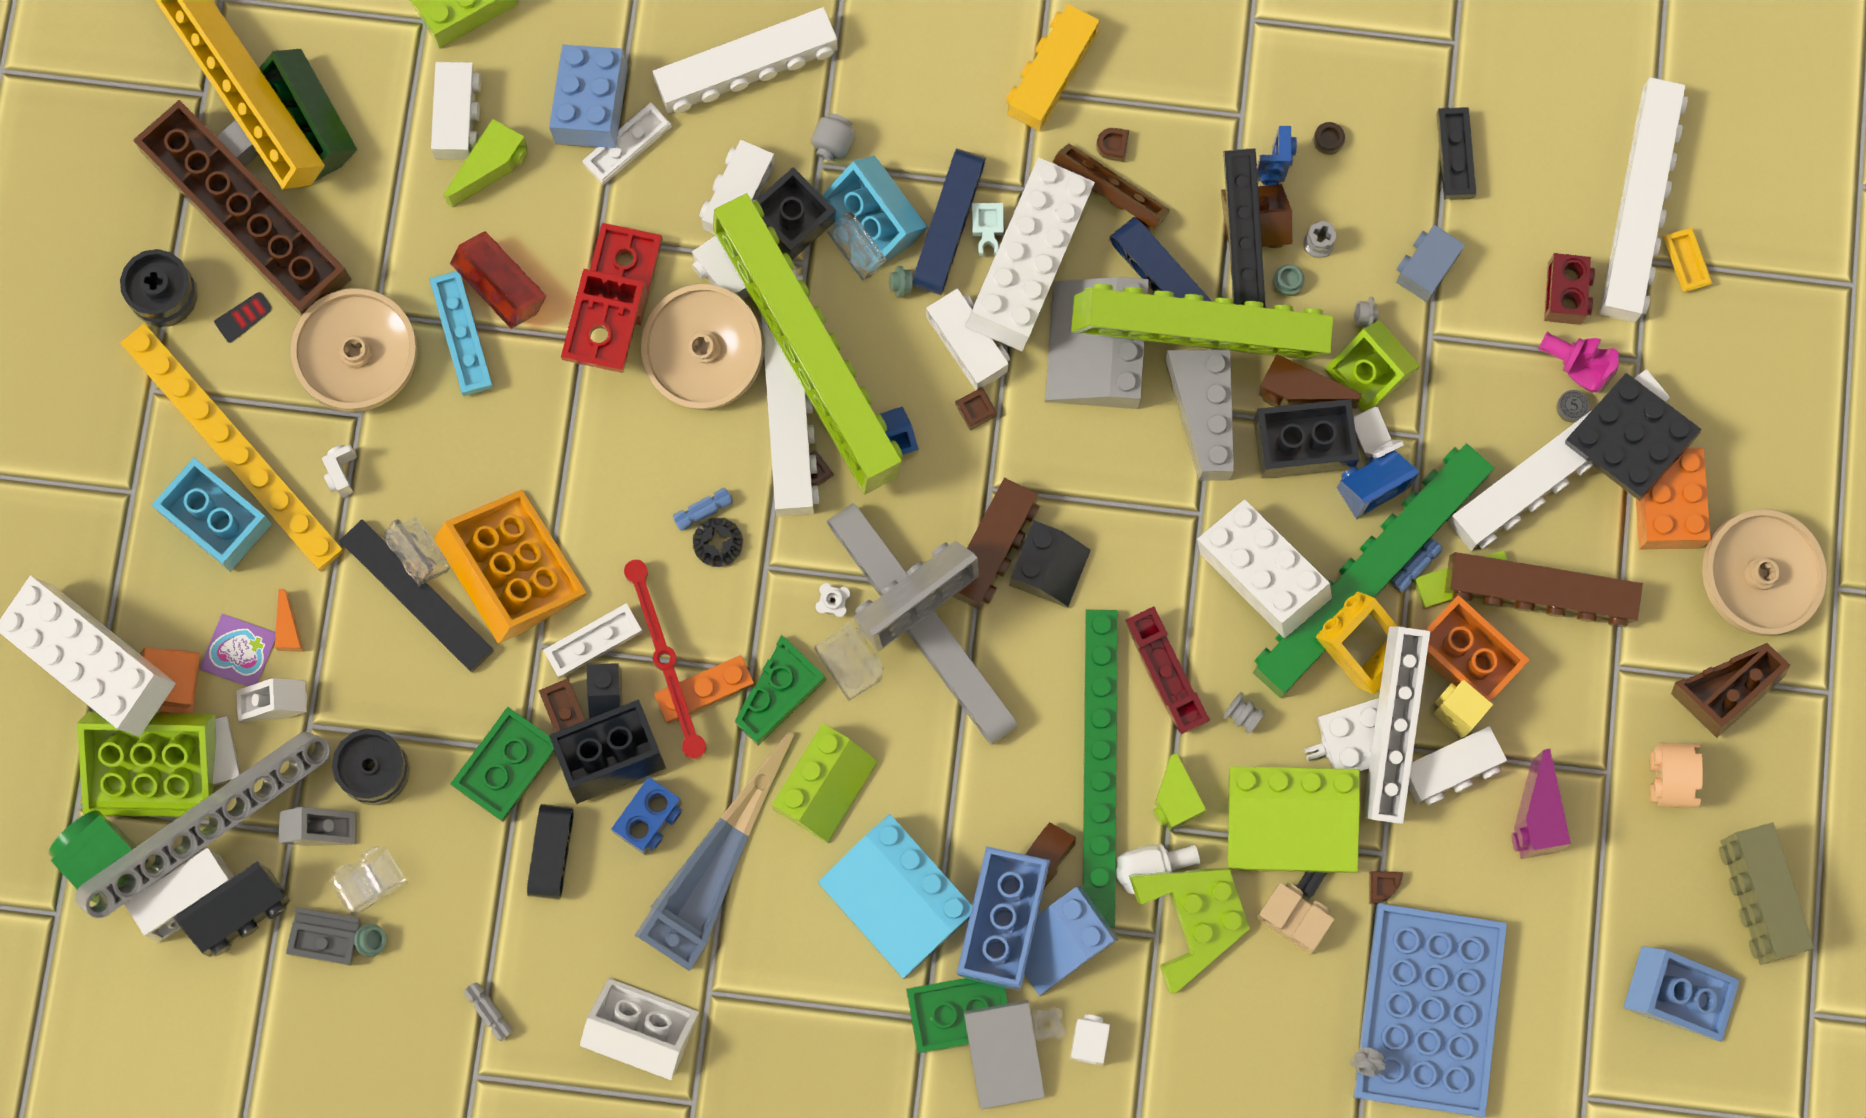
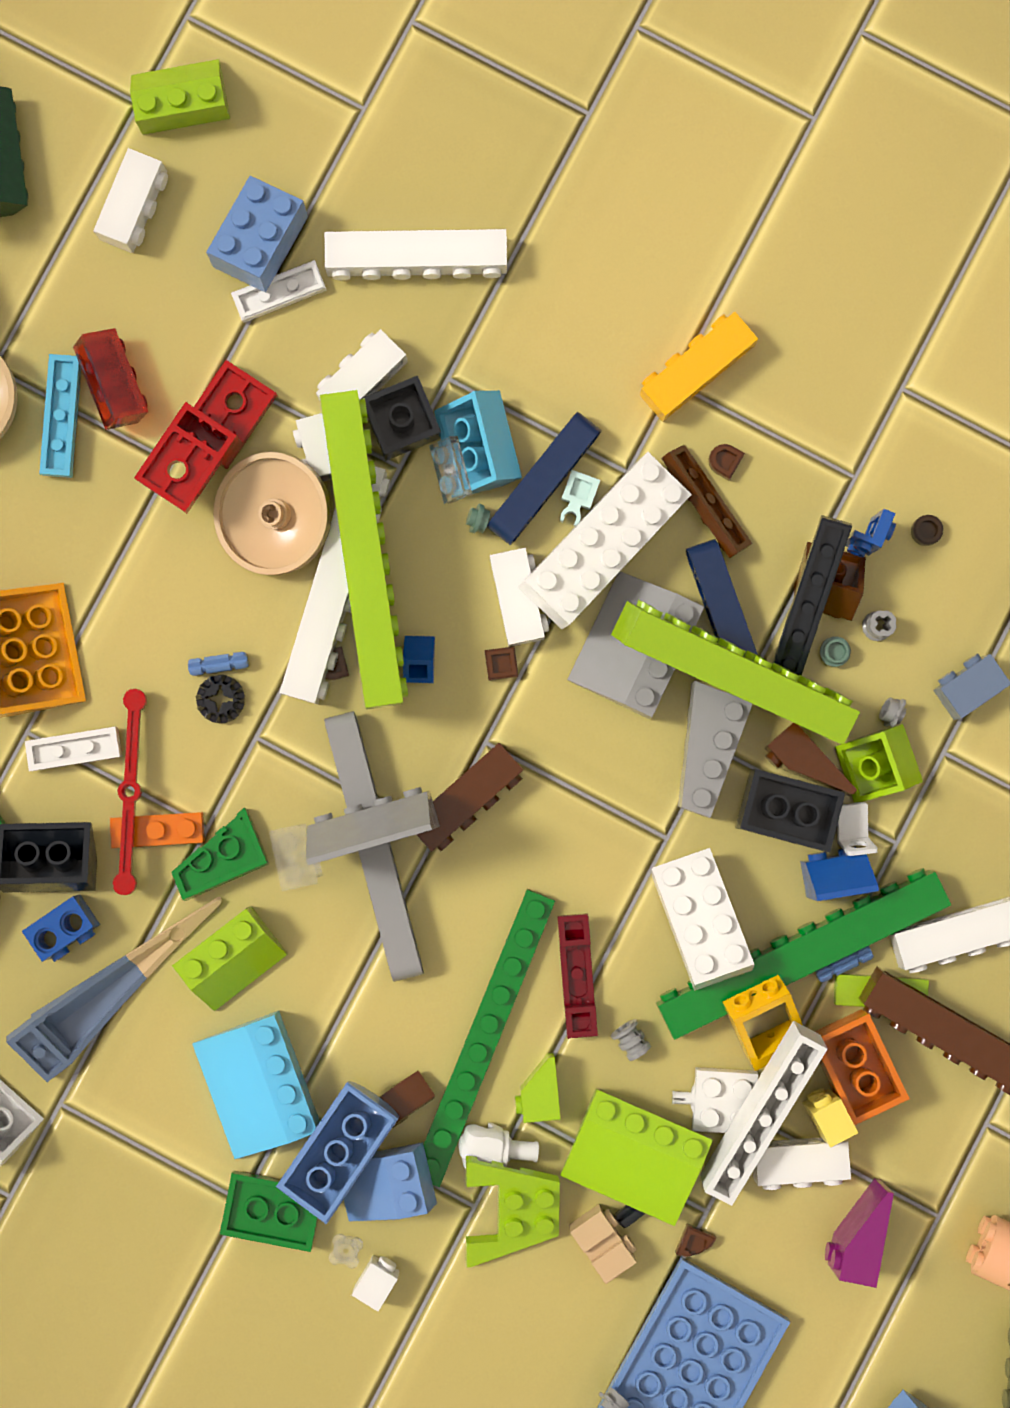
camera: 20 degrees right, 10 degrees up
(489, 160) = (146, 260): lime slope -> none
(561, 705) = (24, 799): reddish brown plate -> none
(604, 688) = (65, 799): black slope -> none
(828, 592) = (311, 792): white plate -> none
(833, 137) = (468, 358): light grey head -> none
(1004, 1054) = (294, 1266): light grey tile -> none
(1049, 564) = (510, 836): black slope -> none

